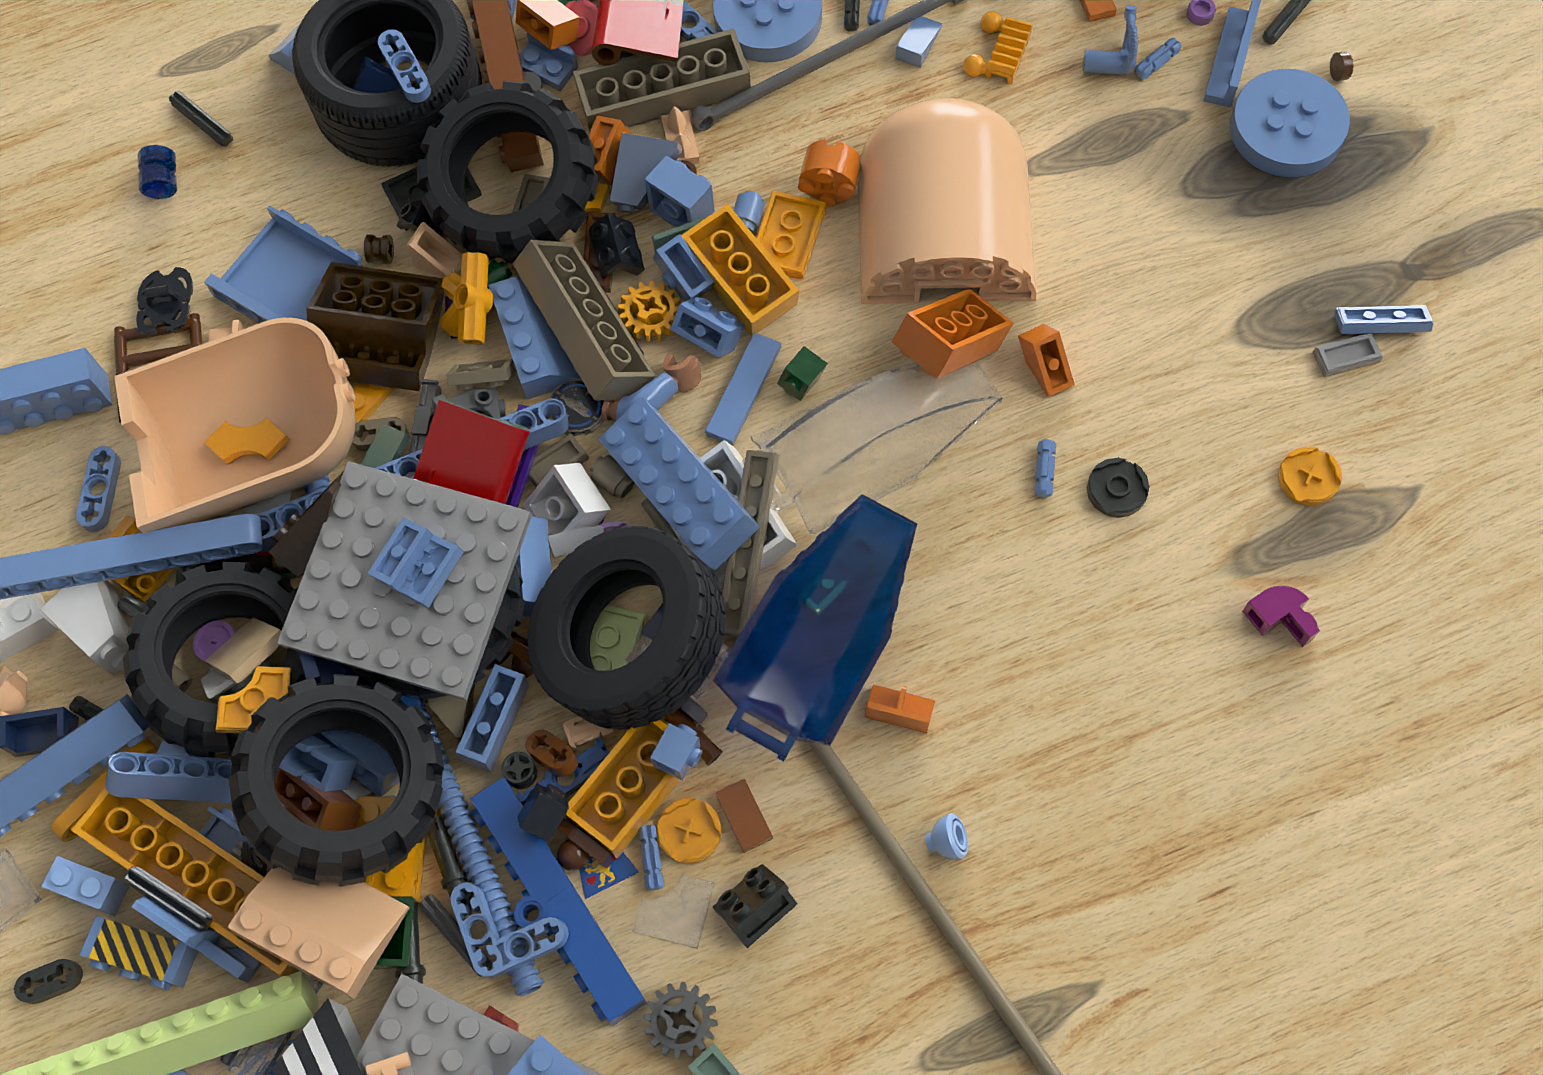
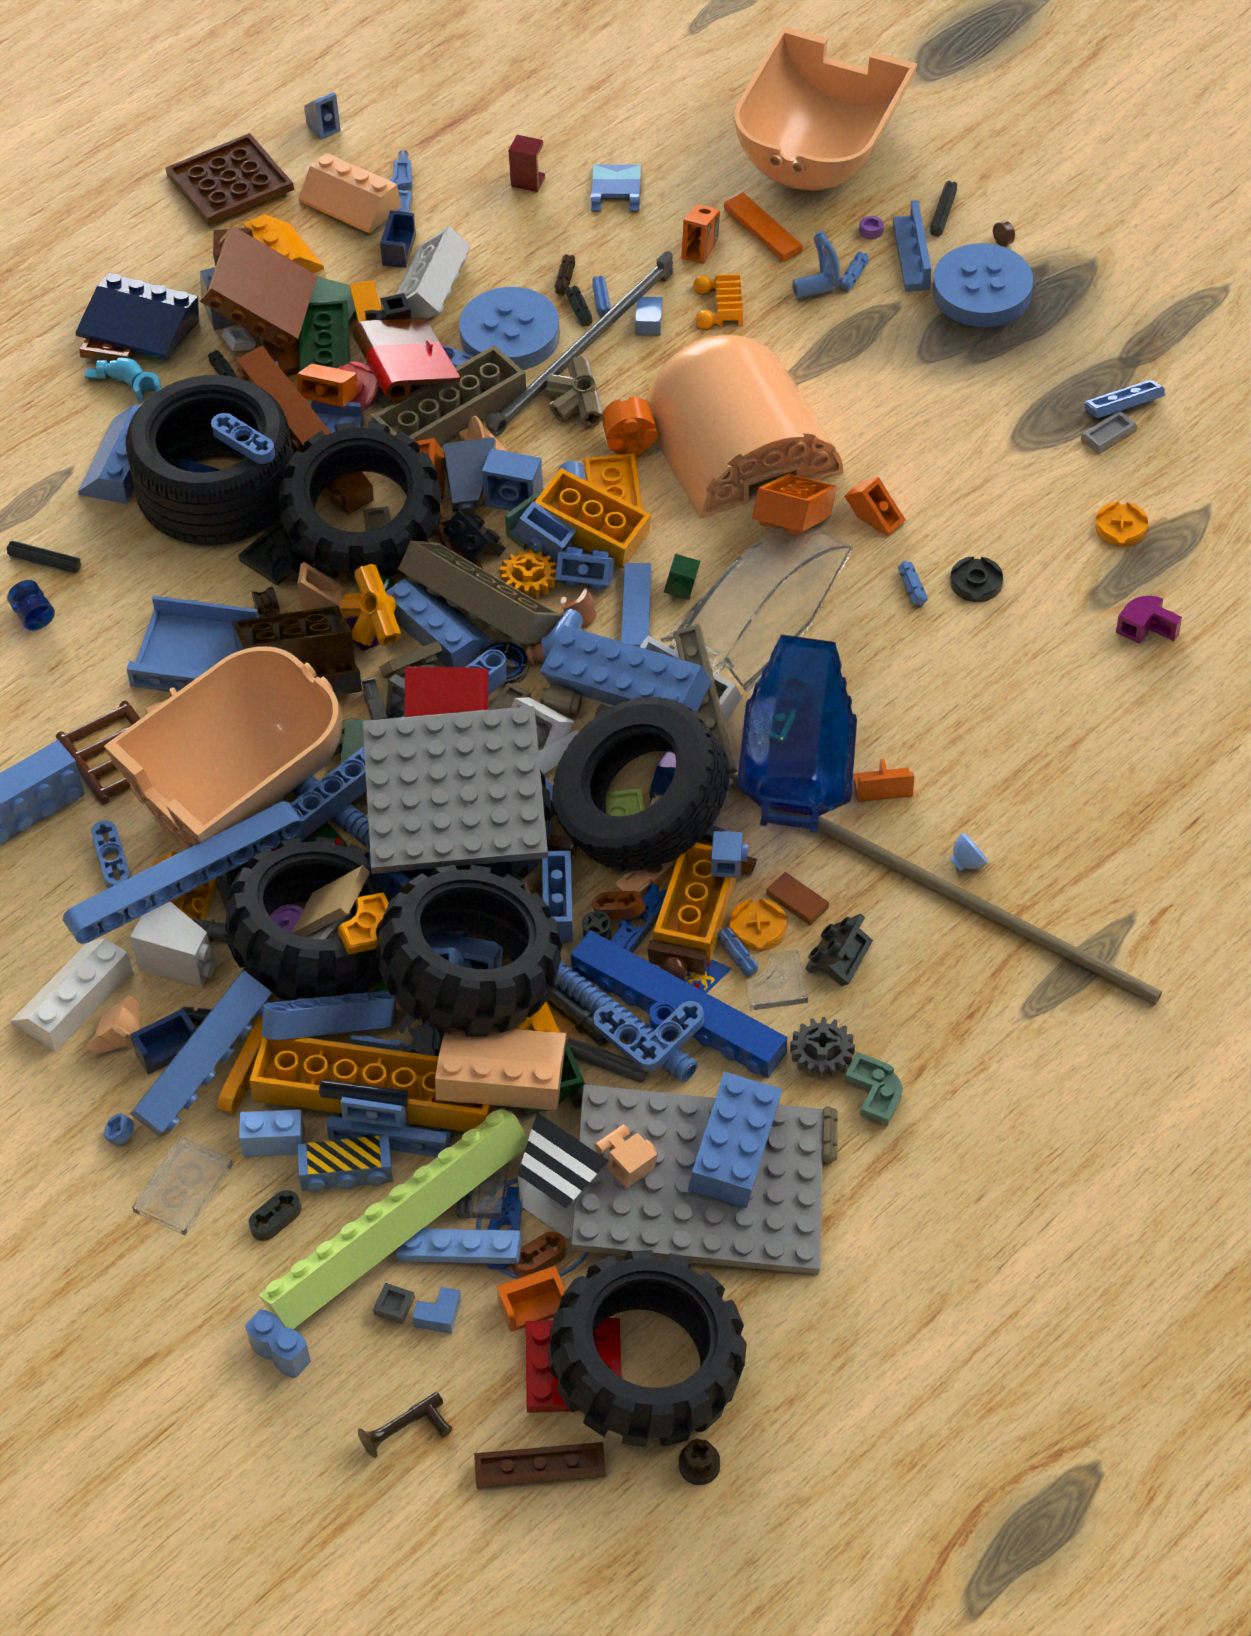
camera: 25 degrees left, 15 degrees down
(163, 301) = (92, 699): black shield -> none
(260, 439) = (221, 776): light orange tile -> none
(300, 532) = (347, 792): dark brown slope -> none
(415, 562) = (462, 767): medium blue slope -> none
(543, 811) = (640, 933): black brick -> none
(794, 110) = (575, 393): none -> dark tan piece

